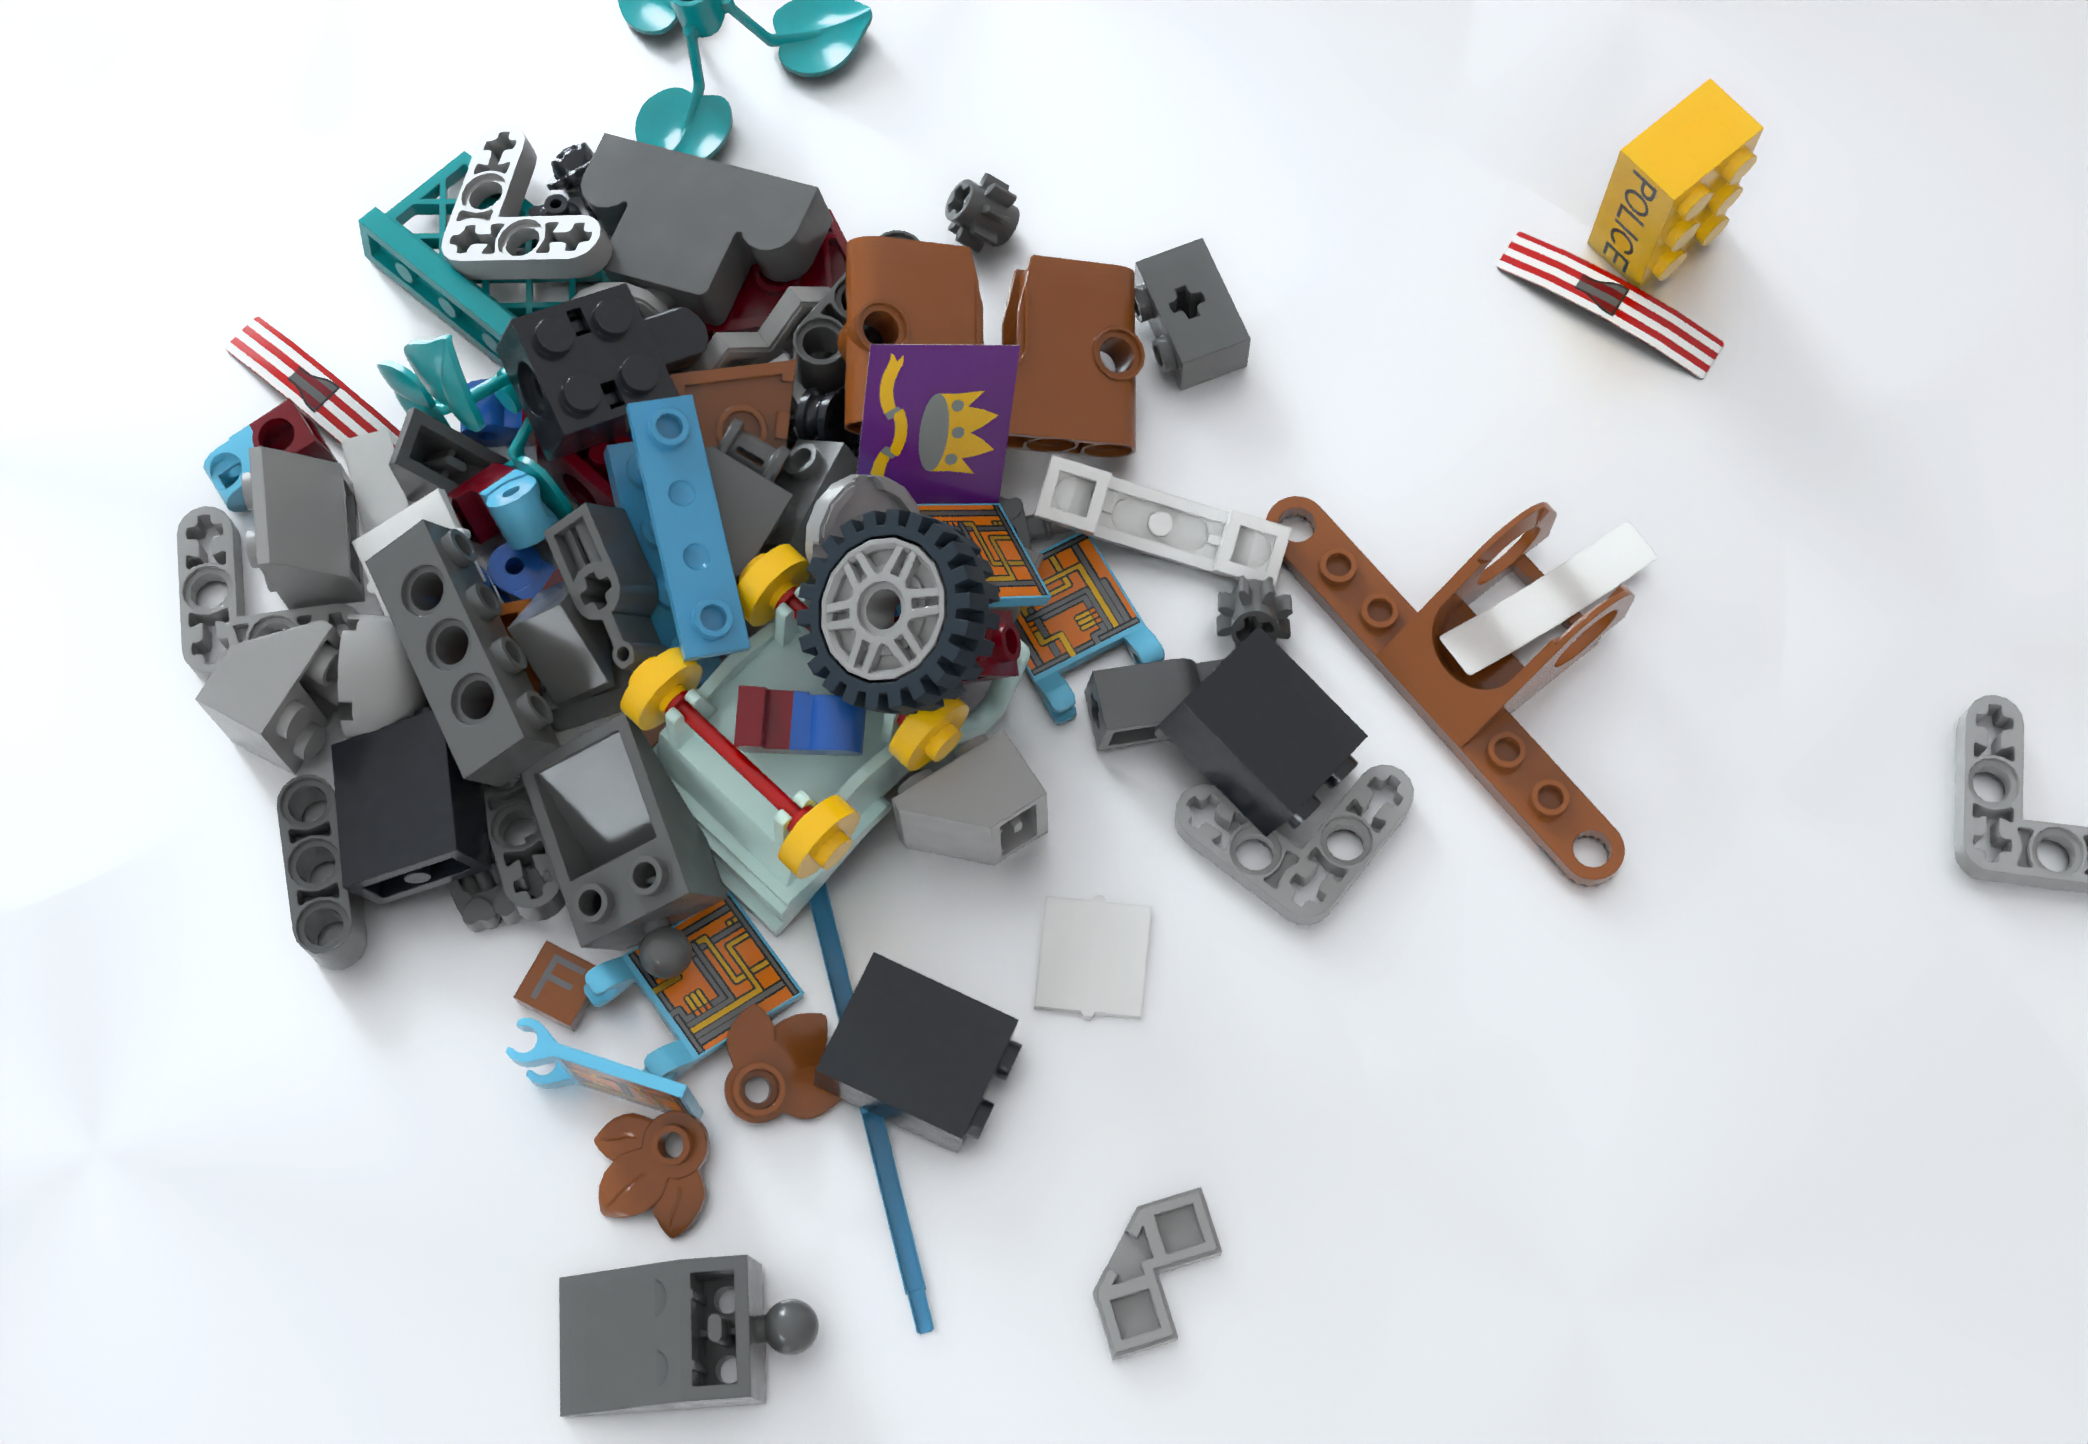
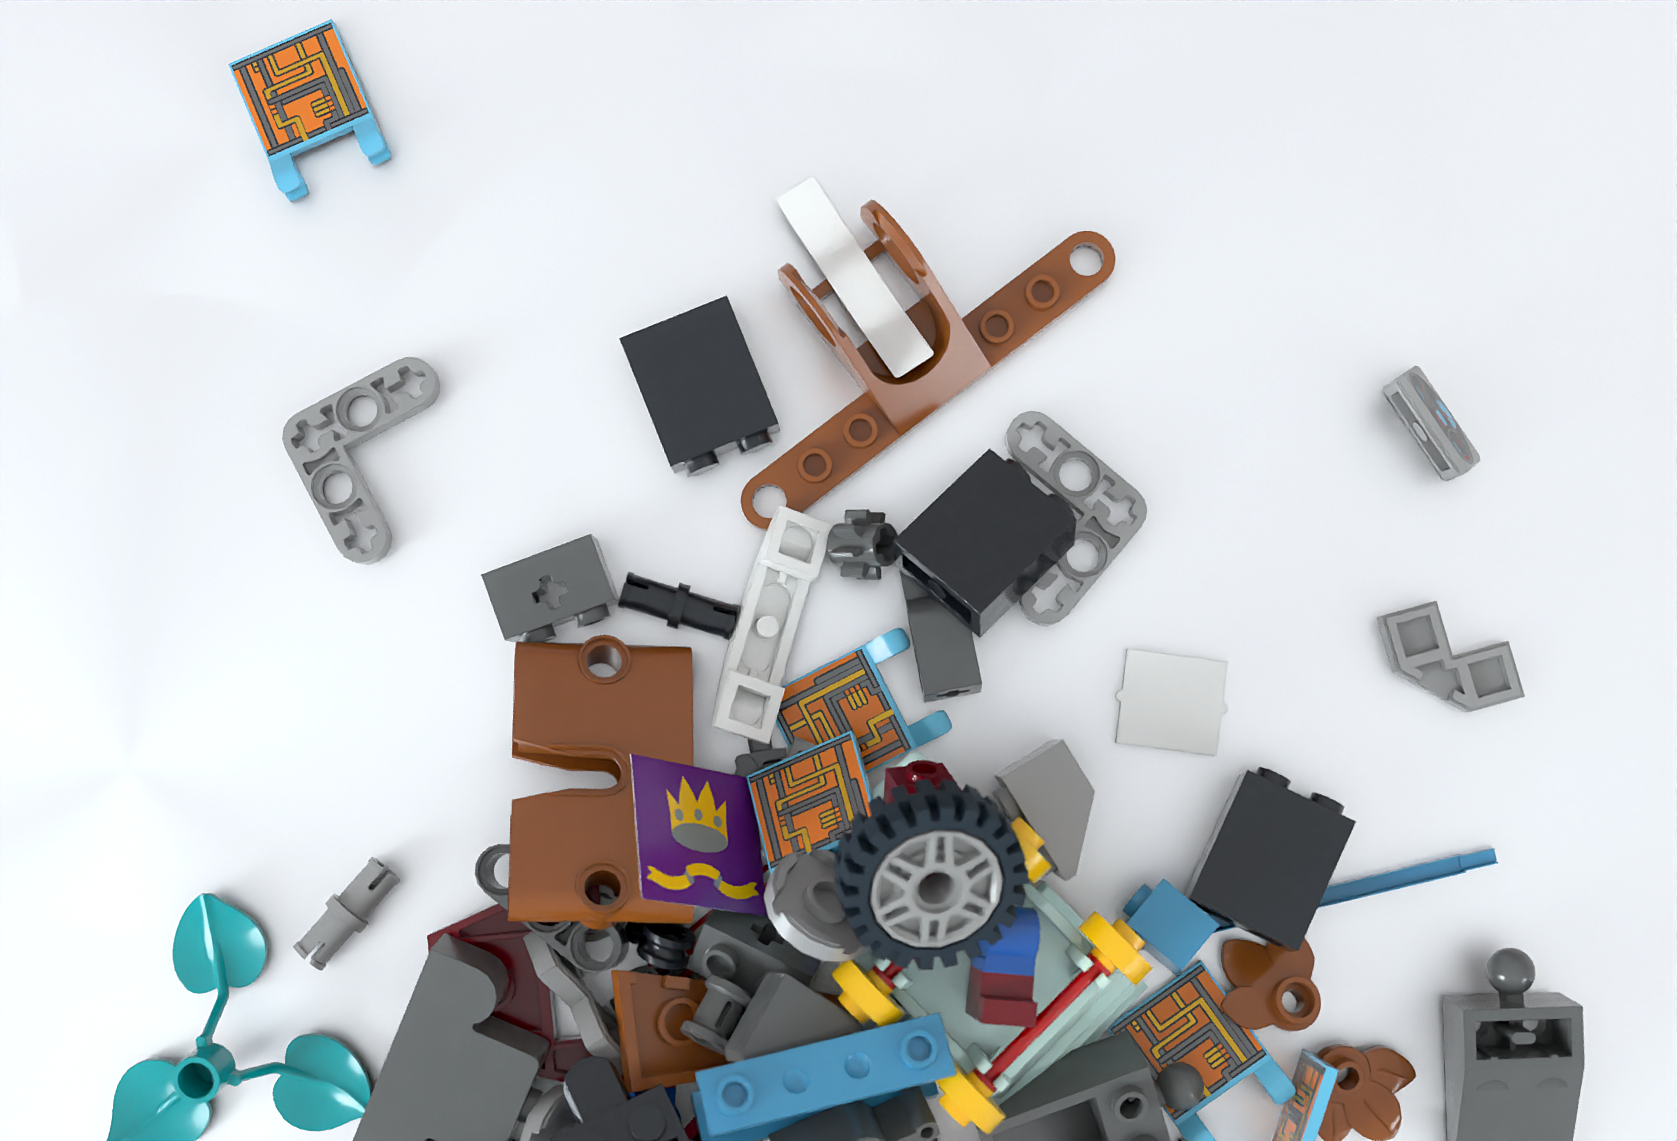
camera: 85 degrees left, 15 degrees up
(841, 941) = (1168, 924): none -> dark azure brick
(852, 142) = (346, 913): none -> light grey pin
(982, 212) = (436, 786): dark grey gear -> none
(1180, 435) = (678, 605): none -> black pin
(1322, 116) = (335, 455): none -> light grey beam
(1416, 451) = (701, 387): none -> black brick
(1434, 1248) = (1432, 424): none -> light grey slope
(1612, 300) = (544, 195): sticker -> none
(1675, 185) = (458, 118): yellow brick -> none
(1678, 59) = (304, 97): none -> flag

